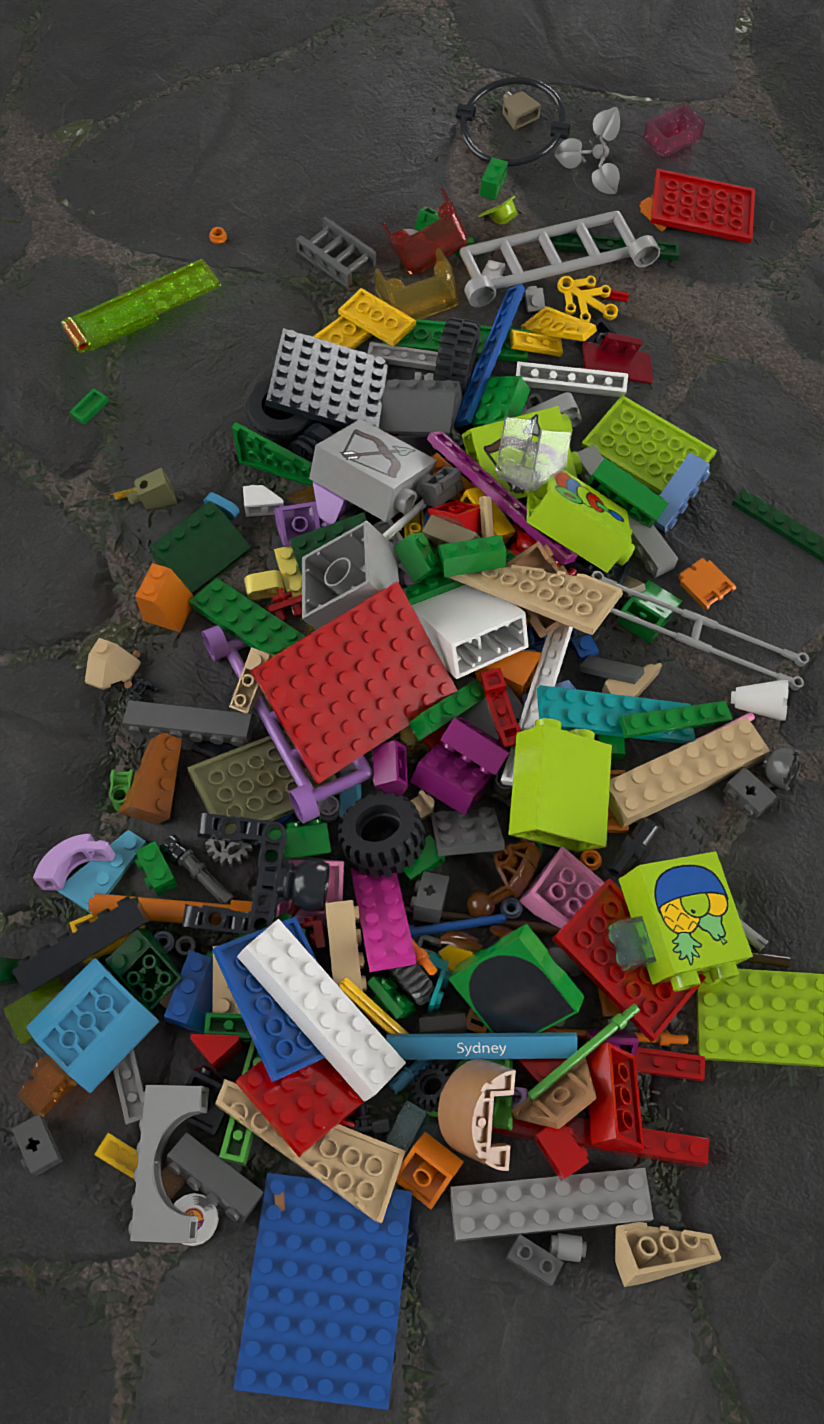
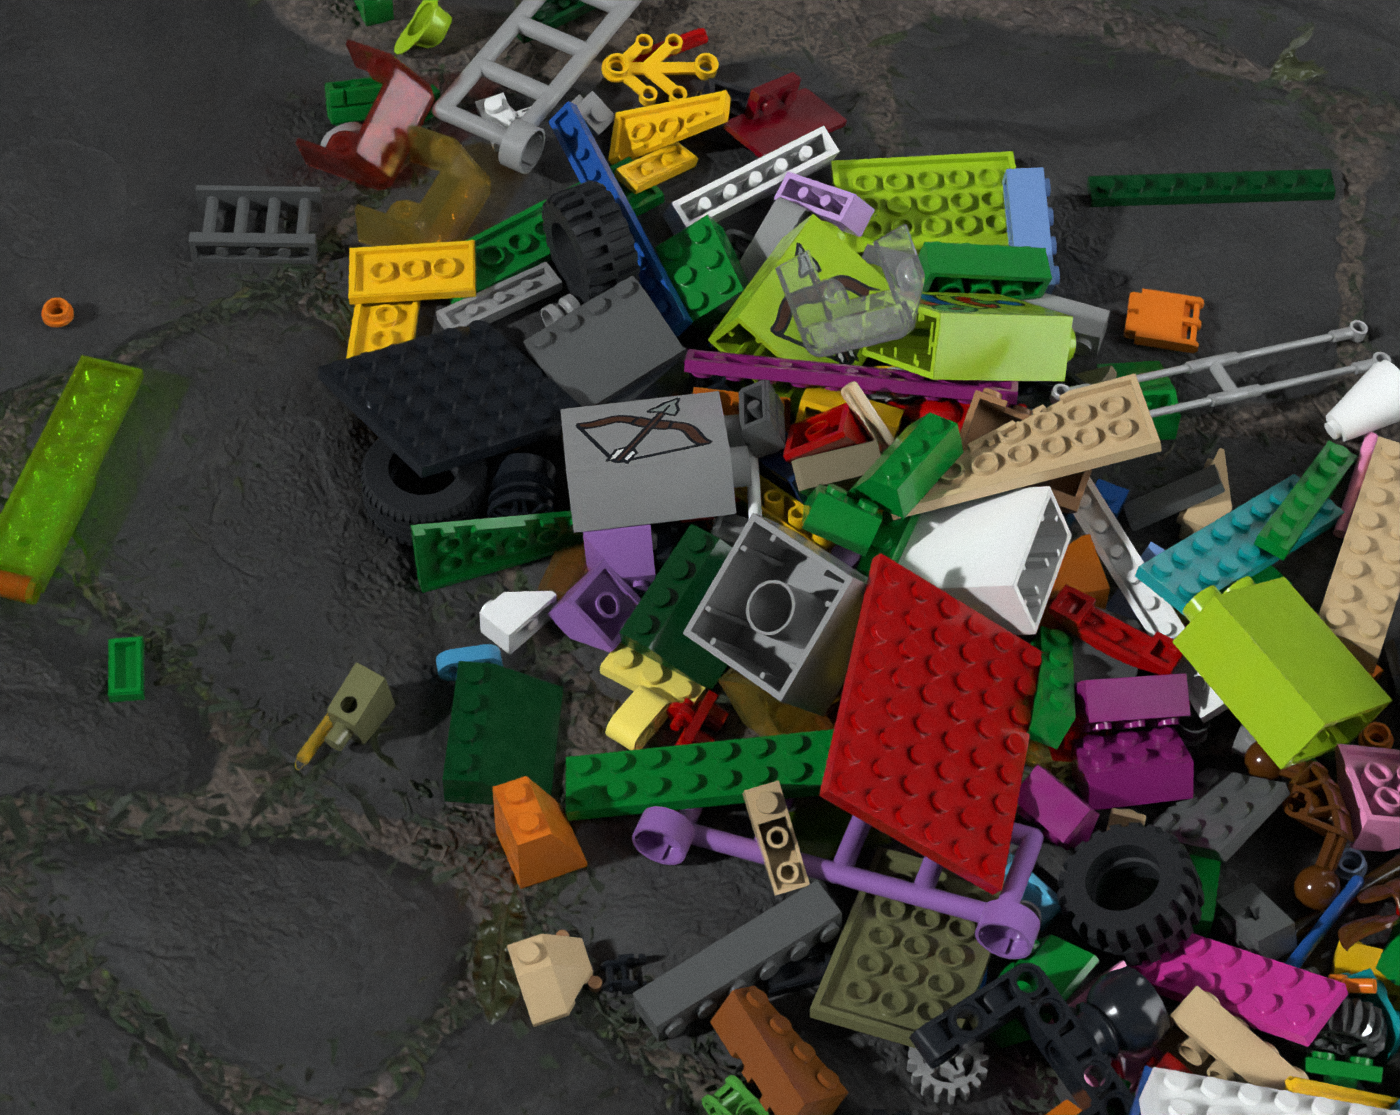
camera: 40 degrees left, 10 degrees down
(591, 411) = (827, 203): none -> lavender brick

